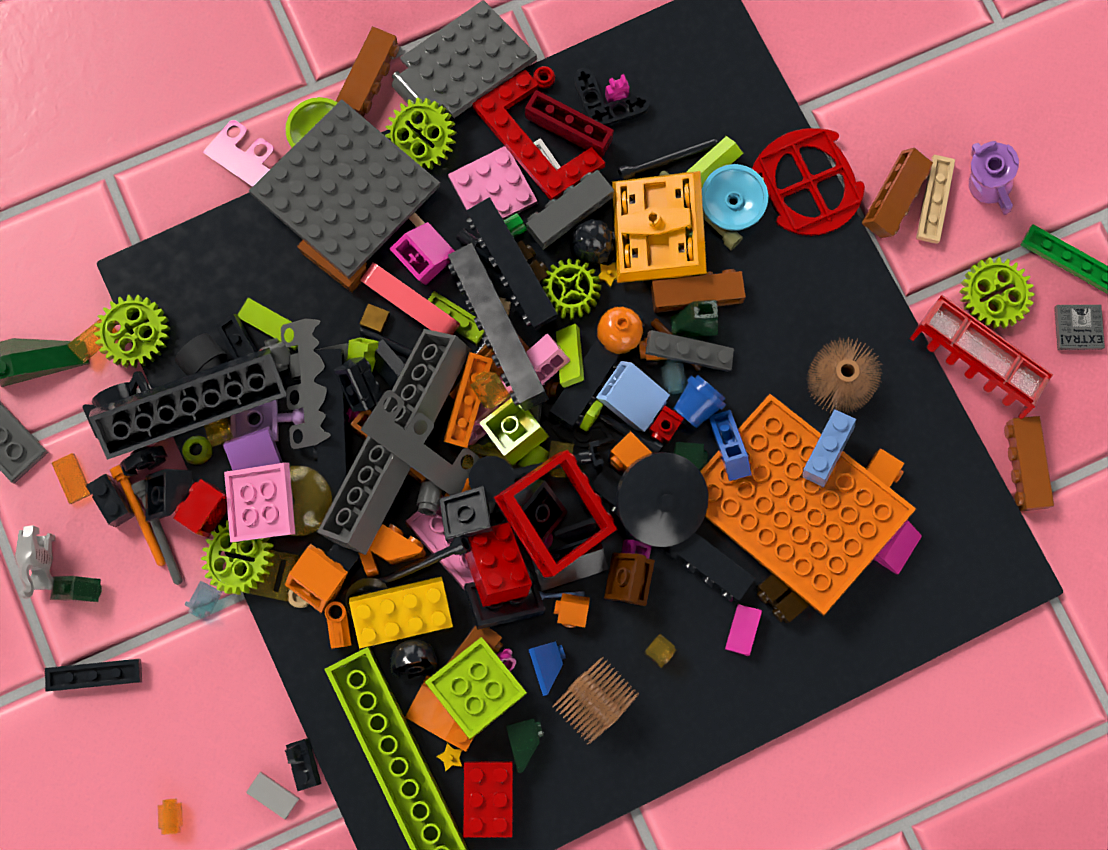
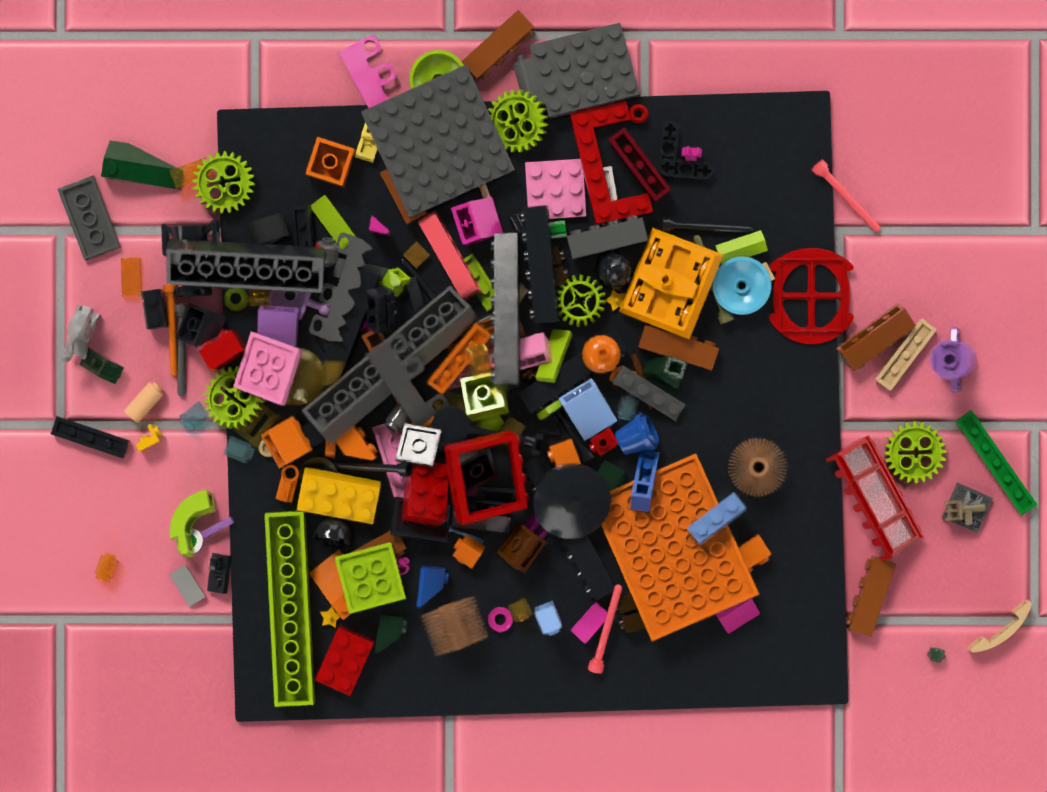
camera: 25 degrees right, 10 degrees up
(139, 607) = (144, 401): none -> light nougat brick
(161, 649) = (147, 441): none -> yellow bracket
(238, 714) = (186, 515): none -> lime arch
(239, 259) = (330, 162): none -> orange brick
(256, 740) = (198, 537): none -> piece
(267, 612) = (239, 449): none -> clear light blue brick
(273, 228) = (366, 148): none -> light yellow slope
(320, 303) = (377, 228): none -> dark pink slope
(333, 475) = (332, 371): none -> clear yellow brick
(649, 665) = (508, 619): none -> dark pink piece
(697, 642) = (548, 618): none -> light blue brick
(759, 52) = (822, 170): none -> coral piece
(772, 673) = (596, 664): none -> coral piece
(1074, 331) = (955, 511): none -> dark tan arm

